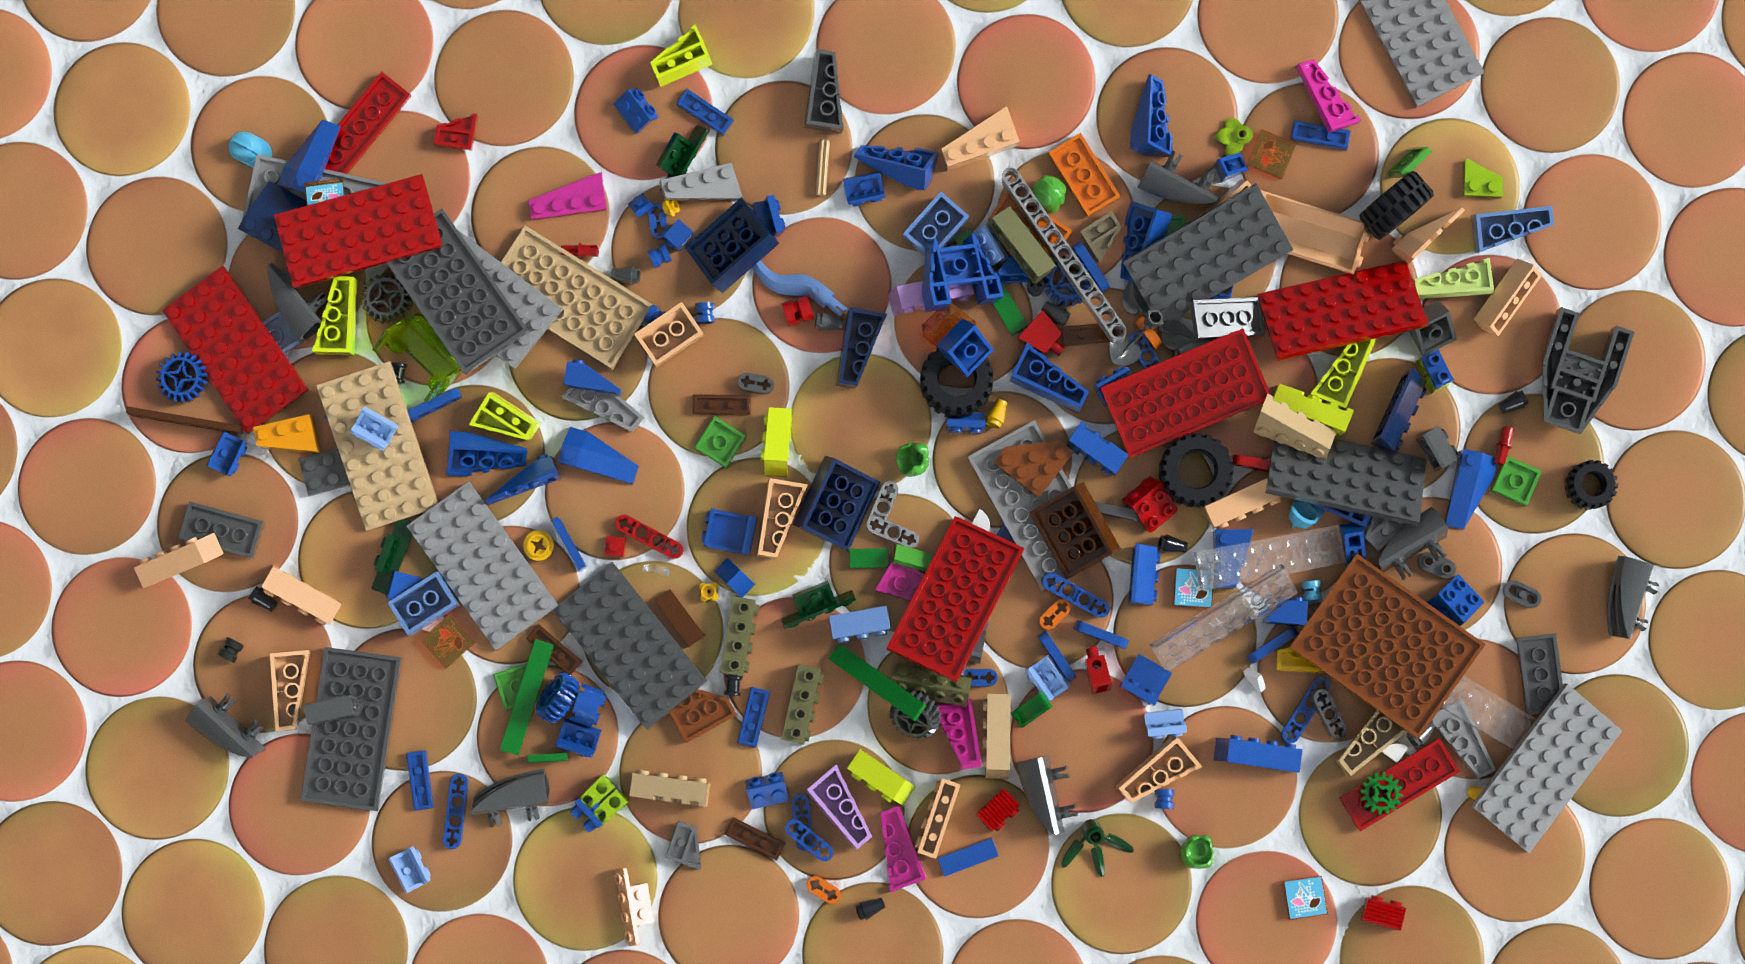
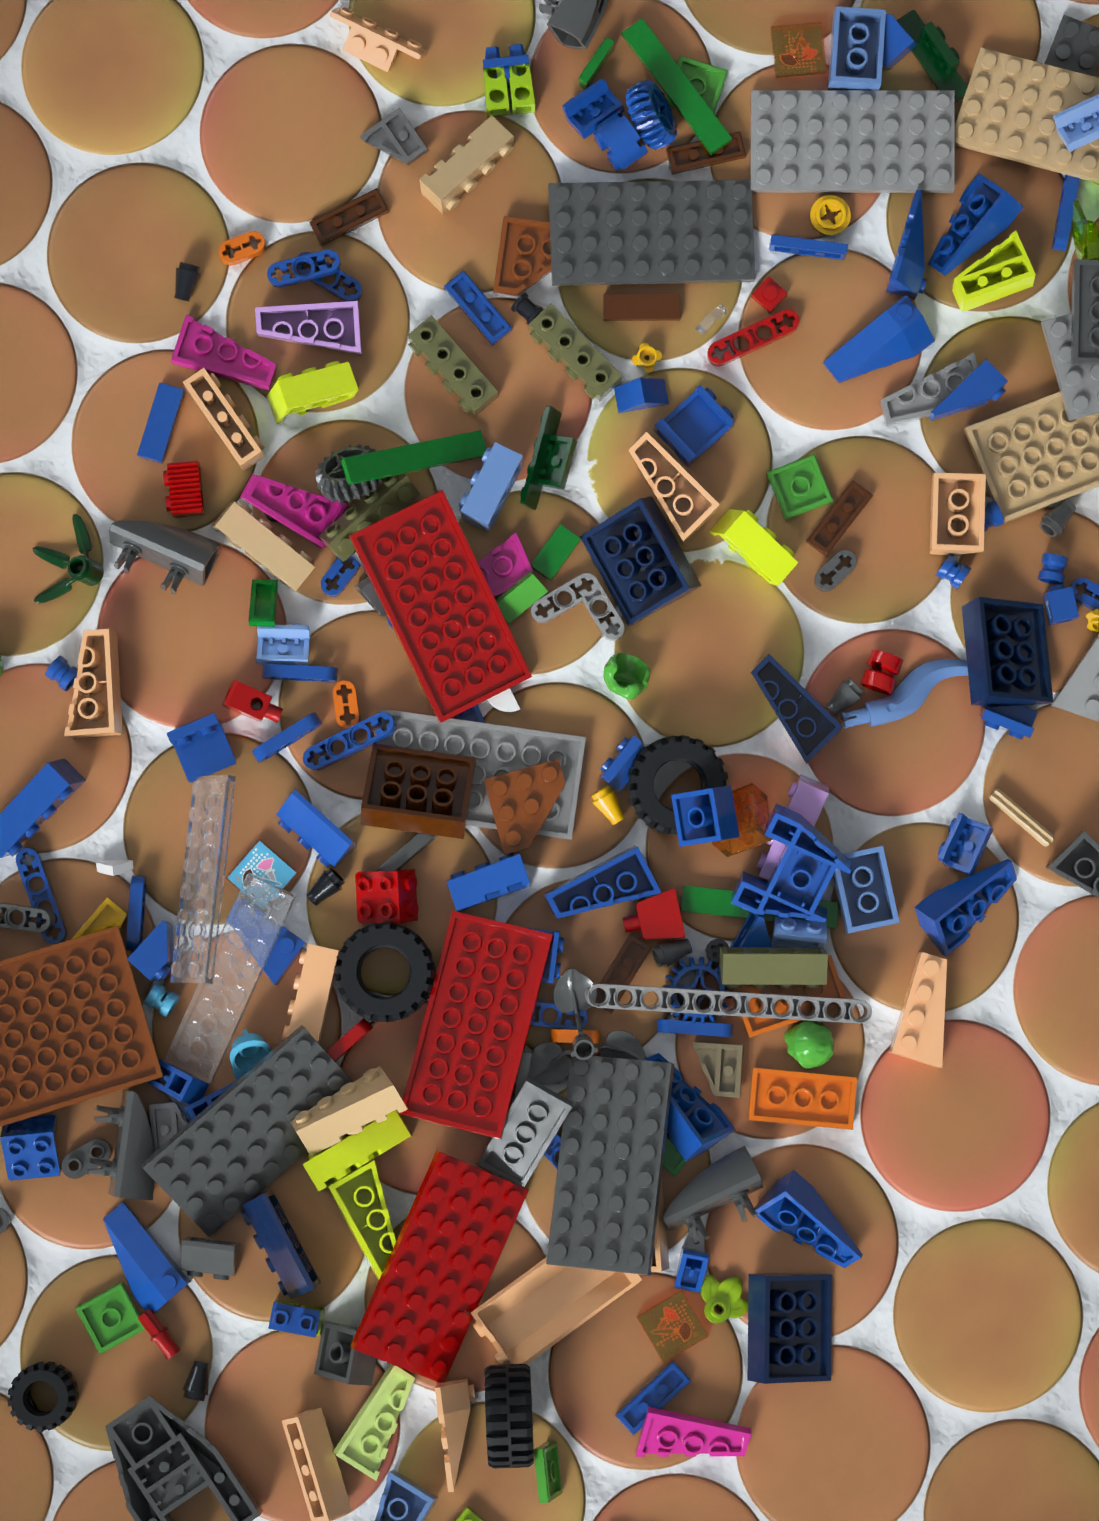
camera: 120 degrees right, 0 degrees up
(766, 790) = (390, 264): blue bracket -> none
(1165, 723) = (140, 733): light blue bracket -> none
(1221, 86) = (789, 1327): none -> dark blue slope

